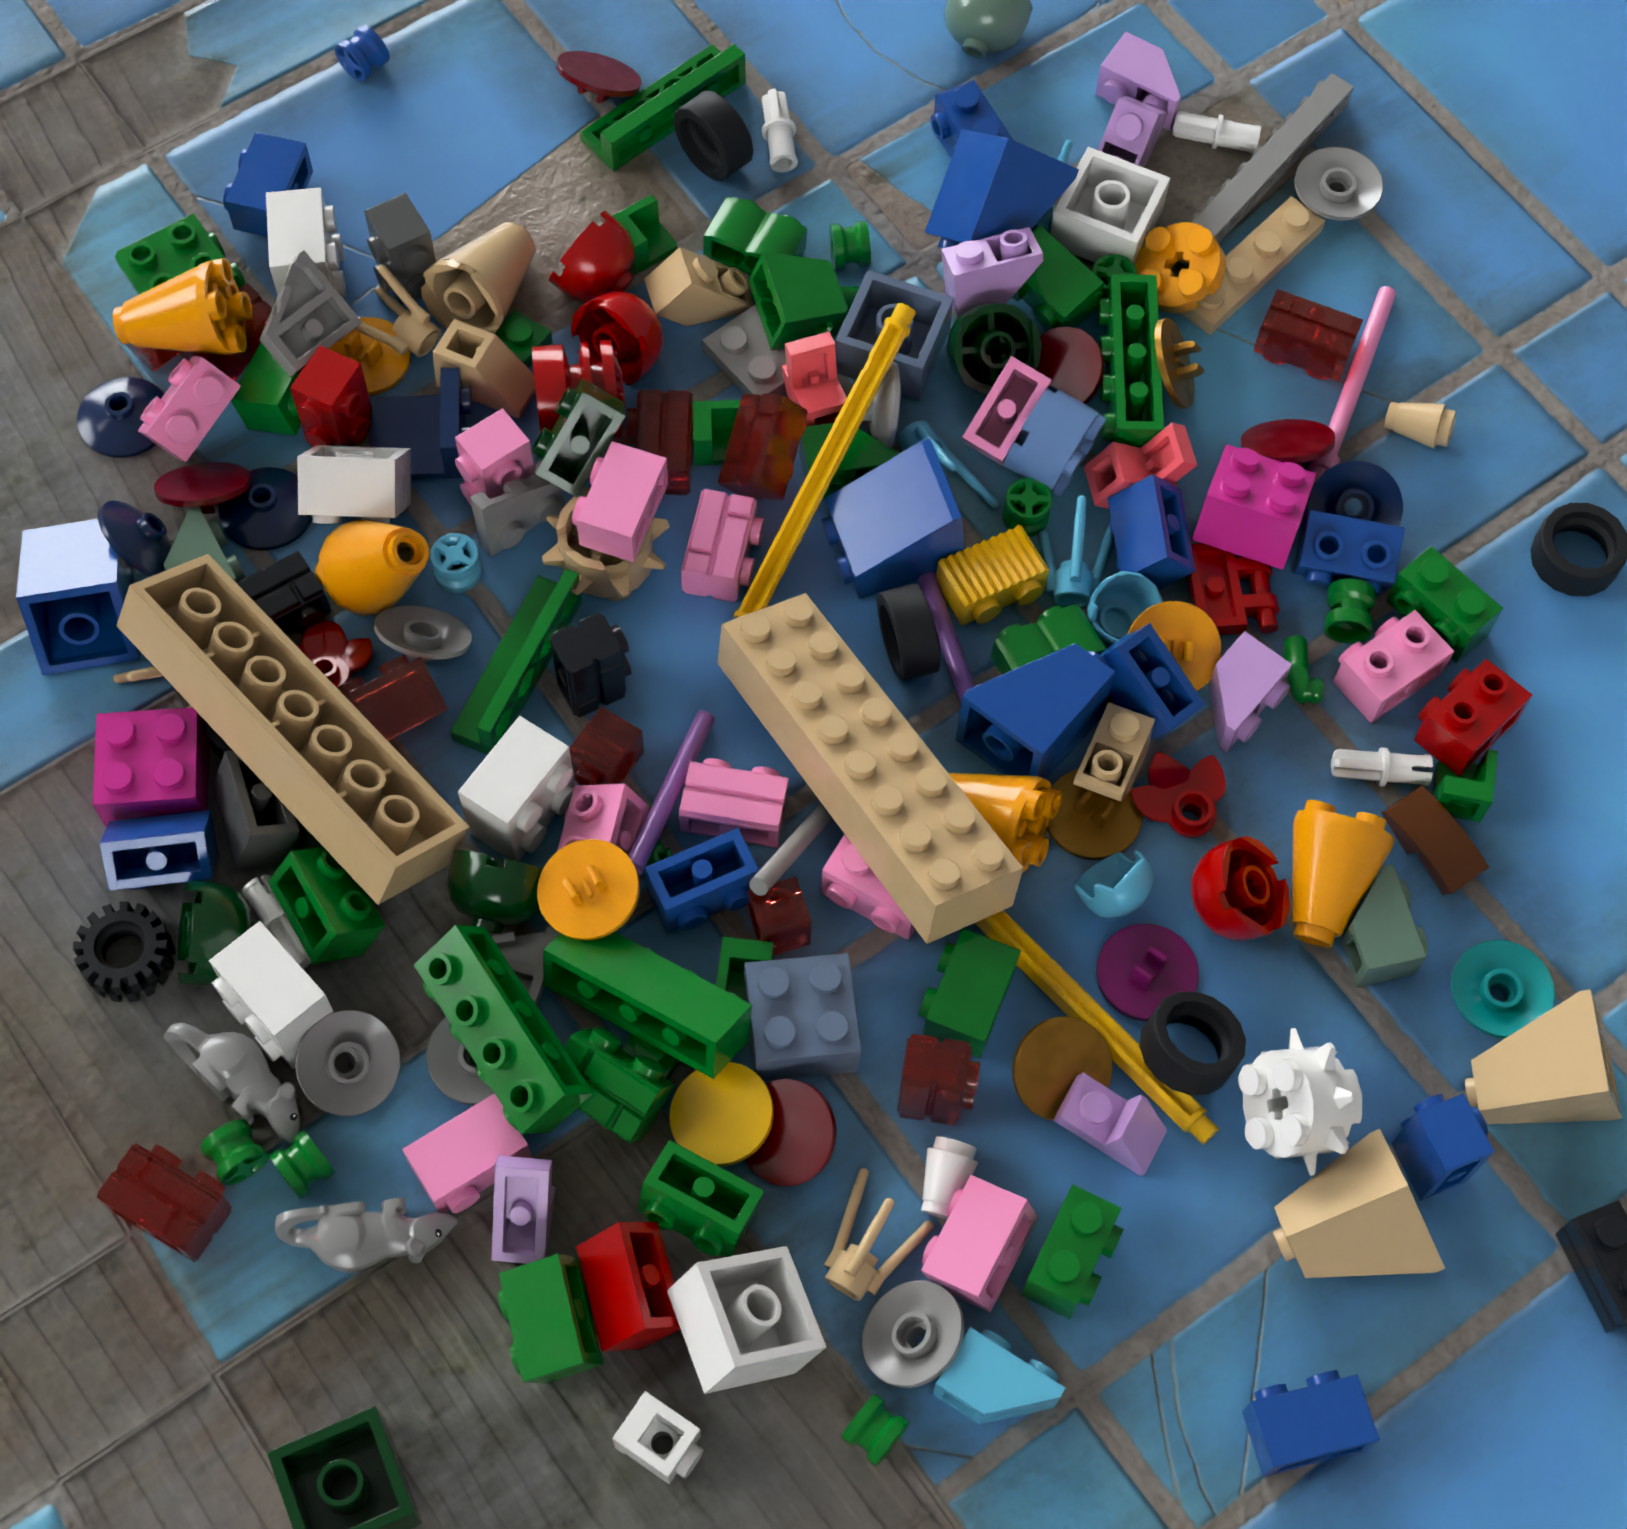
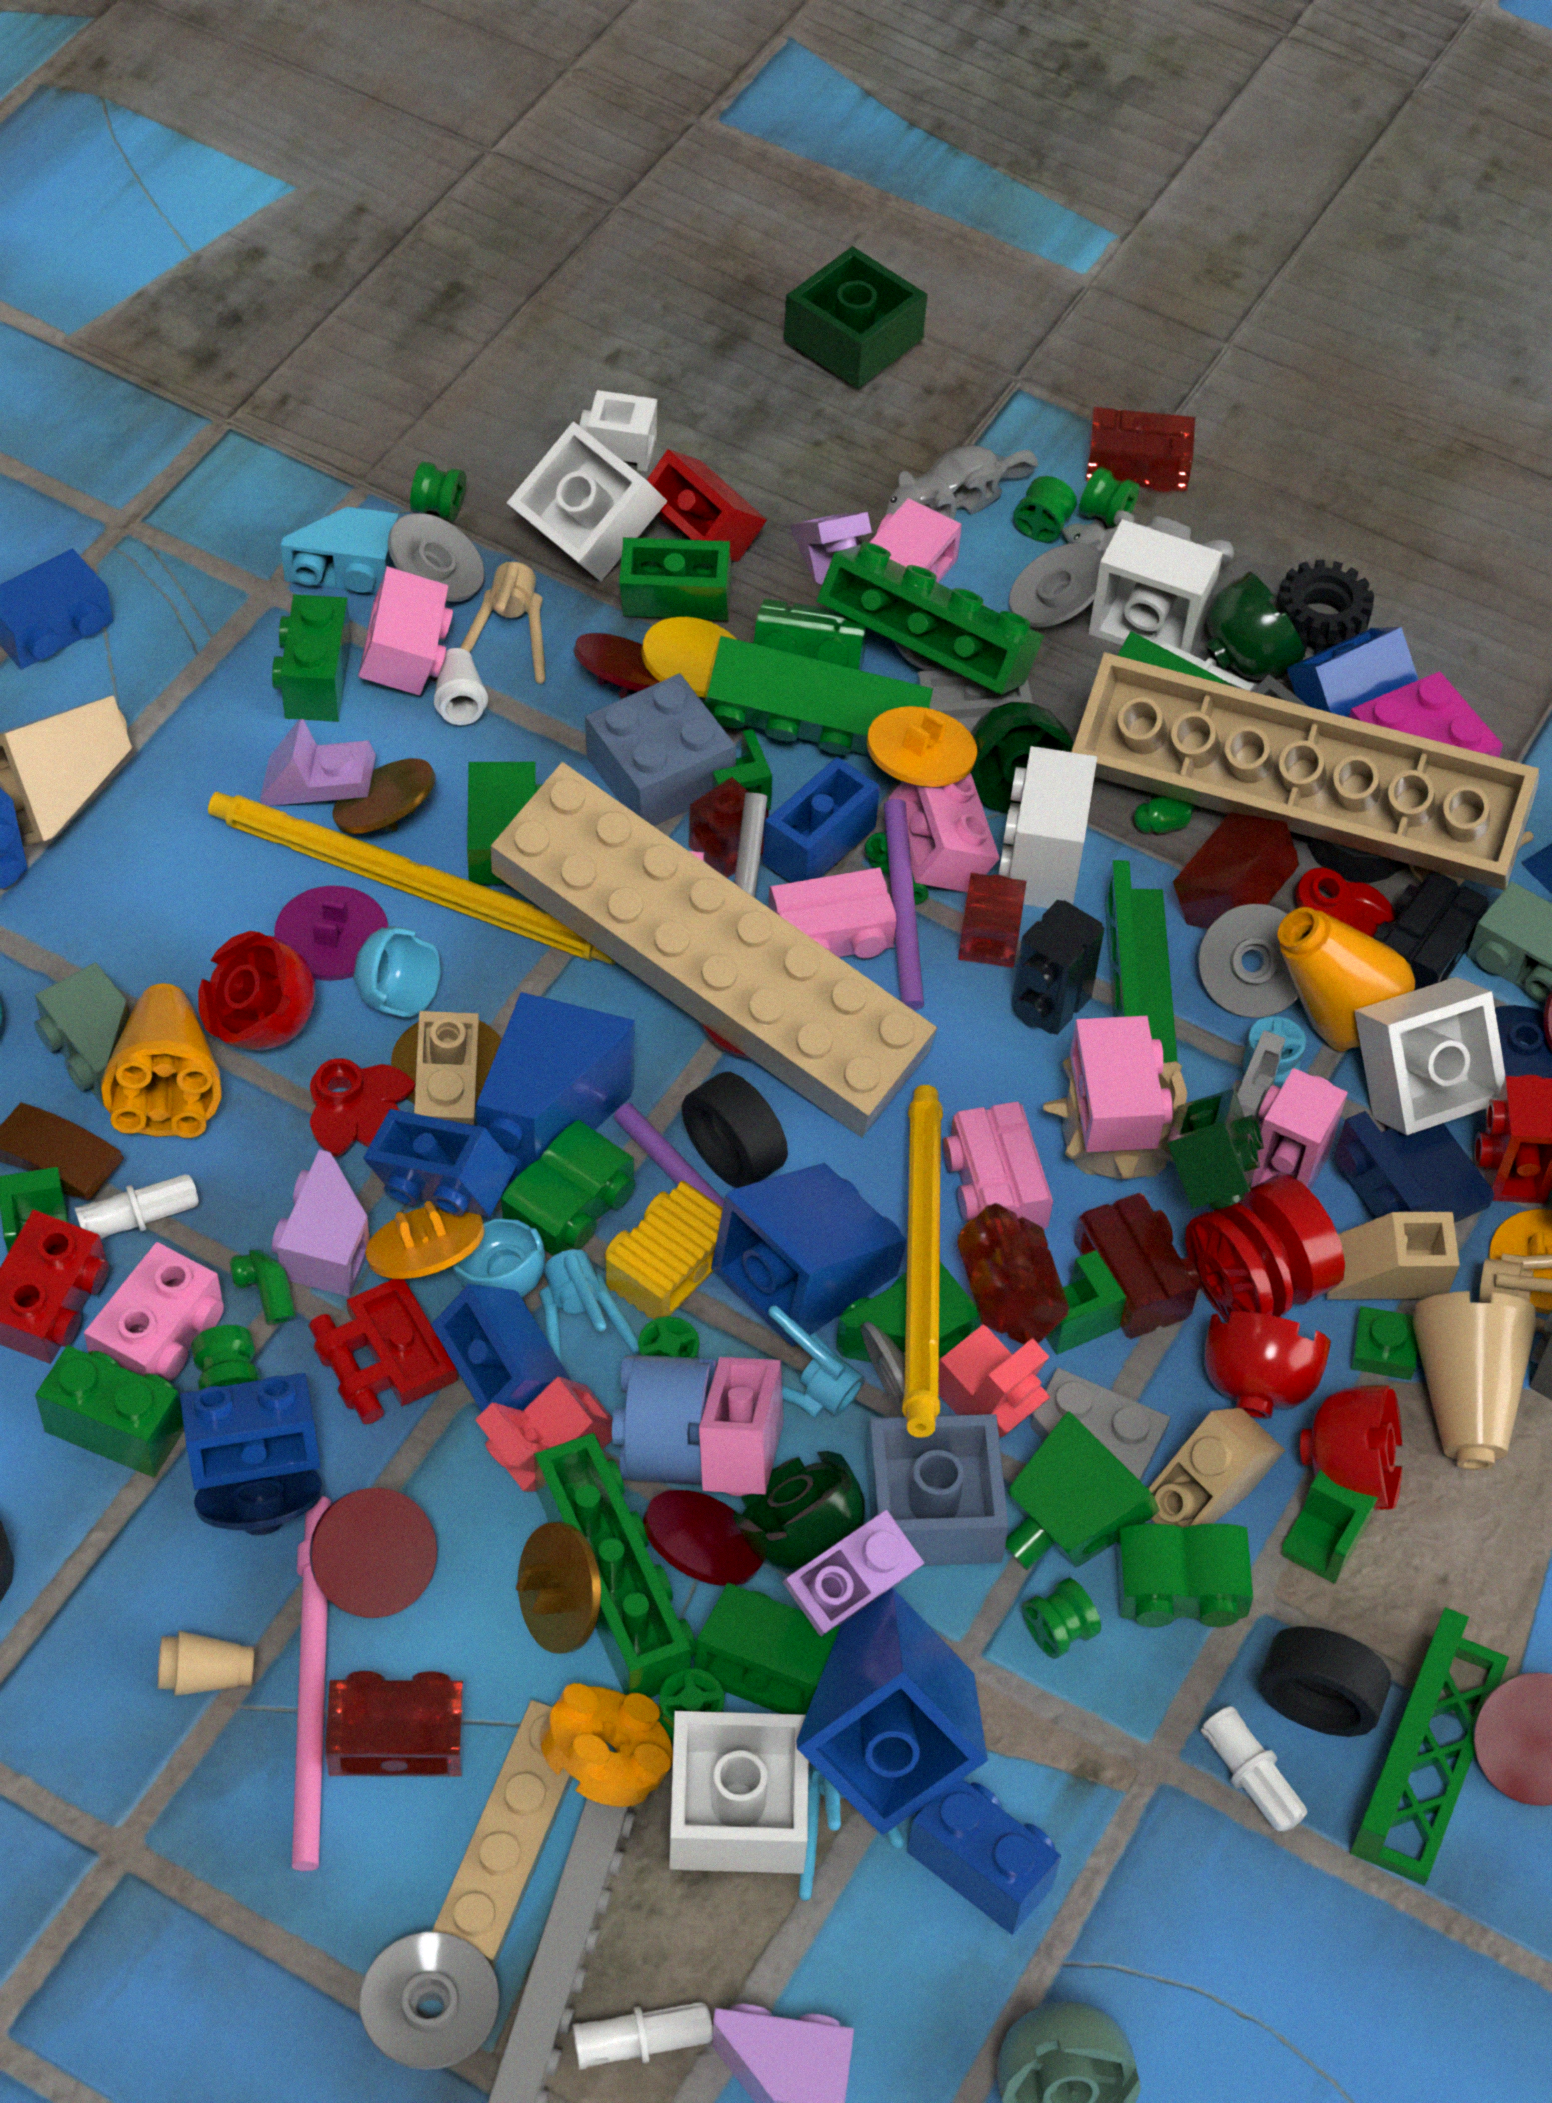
camera: 155 degrees right, 10 degrees down
(549, 1319) = (759, 464): green brick -> none
(937, 1079) = (501, 717): clear red brick -> none
(1015, 809) = (559, 970): light orange cone -> none
(1132, 130) = (762, 1941): lavender slope -> none
(1173, 1066) = (237, 820): black tyre -> none
(1254, 506) = (385, 1425): dark pink brick -> none
(1299, 1102) = (134, 812): white brick -> none

